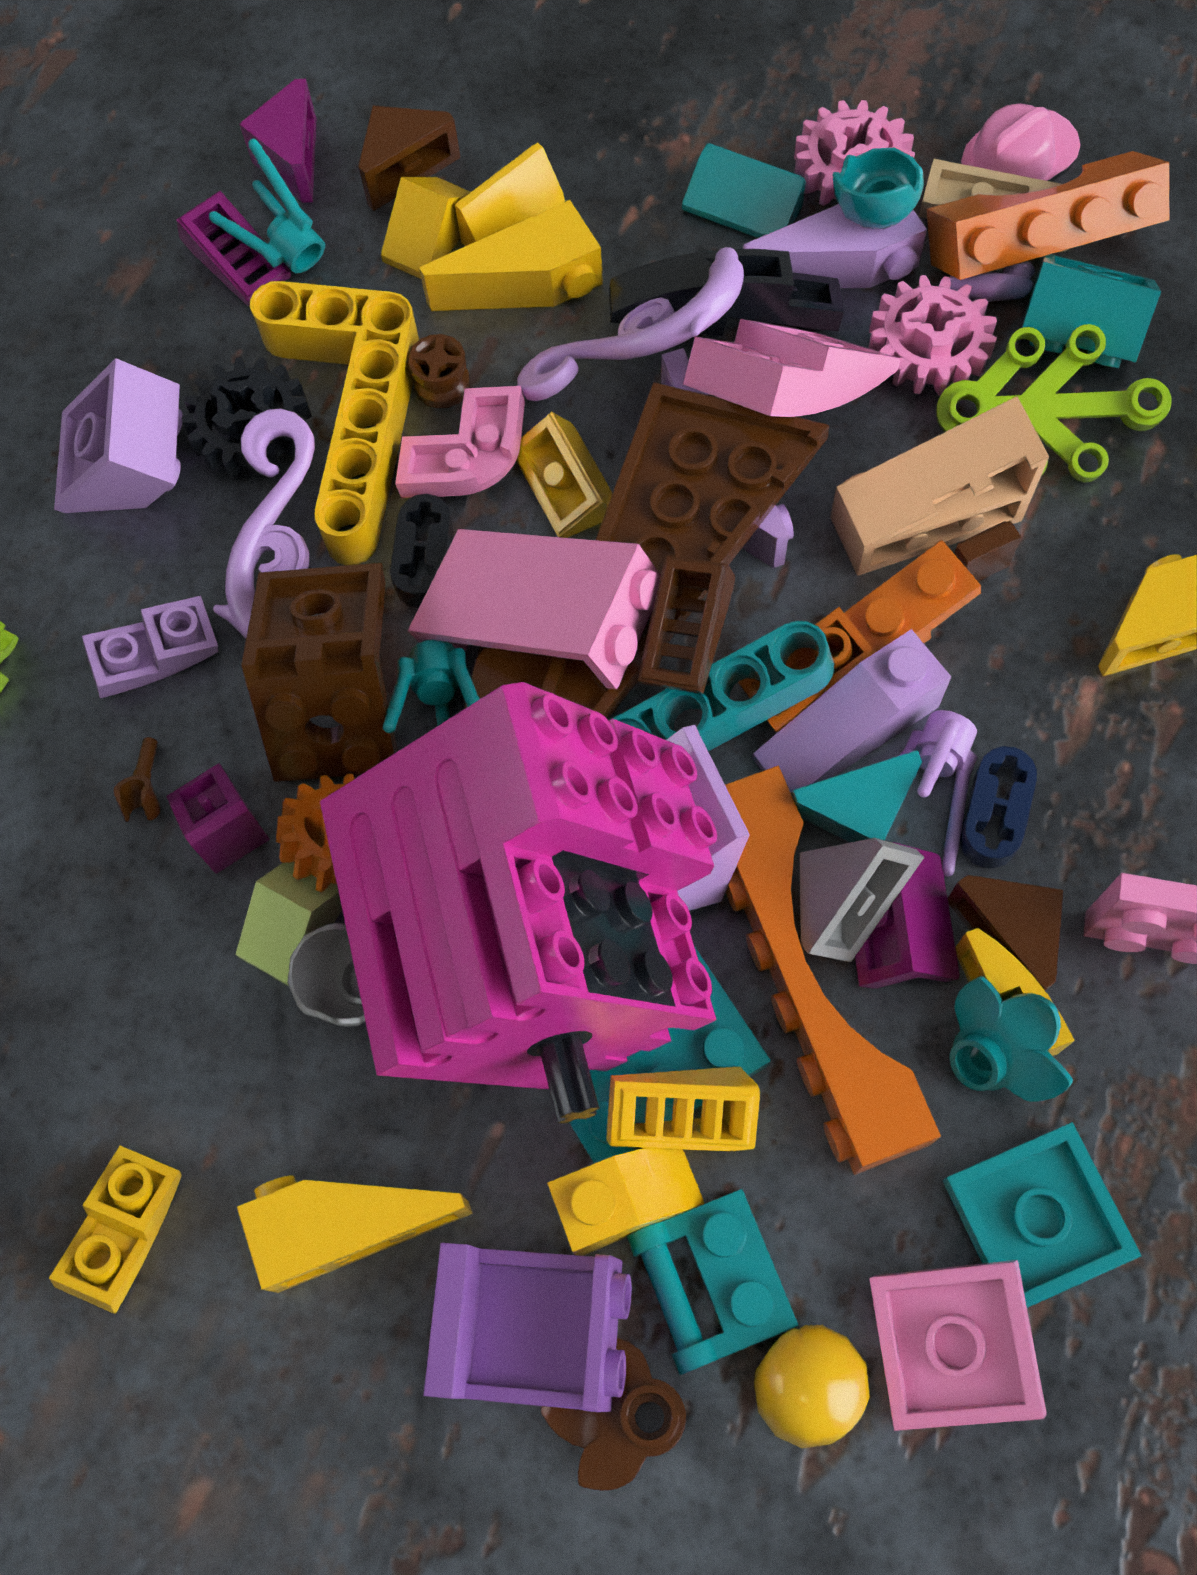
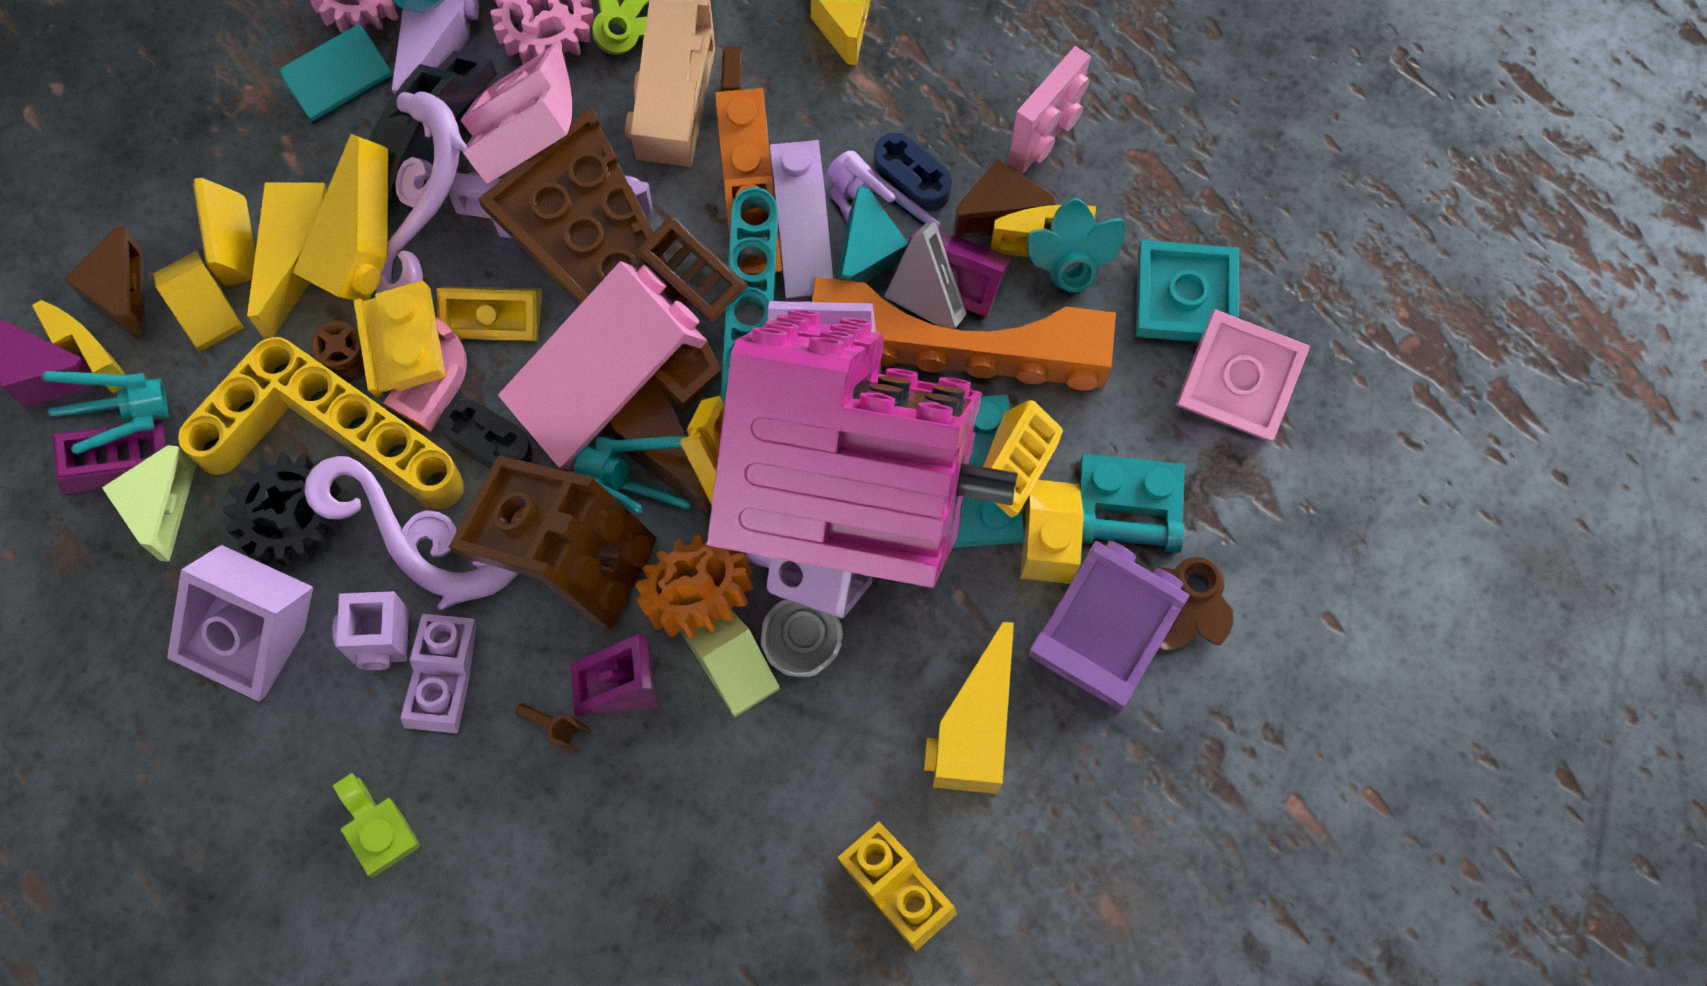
camera: 70 degrees left, 0 degrees up
(151, 558) = (372, 629): none -> lavender brick
(197, 308) = (154, 498): none -> yellowish green slope
(325, 172) = (75, 338): none -> yellow slope
(473, 409) = (399, 339): none -> yellow plate
(568, 294) = (351, 227): none -> yellow slope
(811, 1386) = (1224, 477): yellow hair -> none

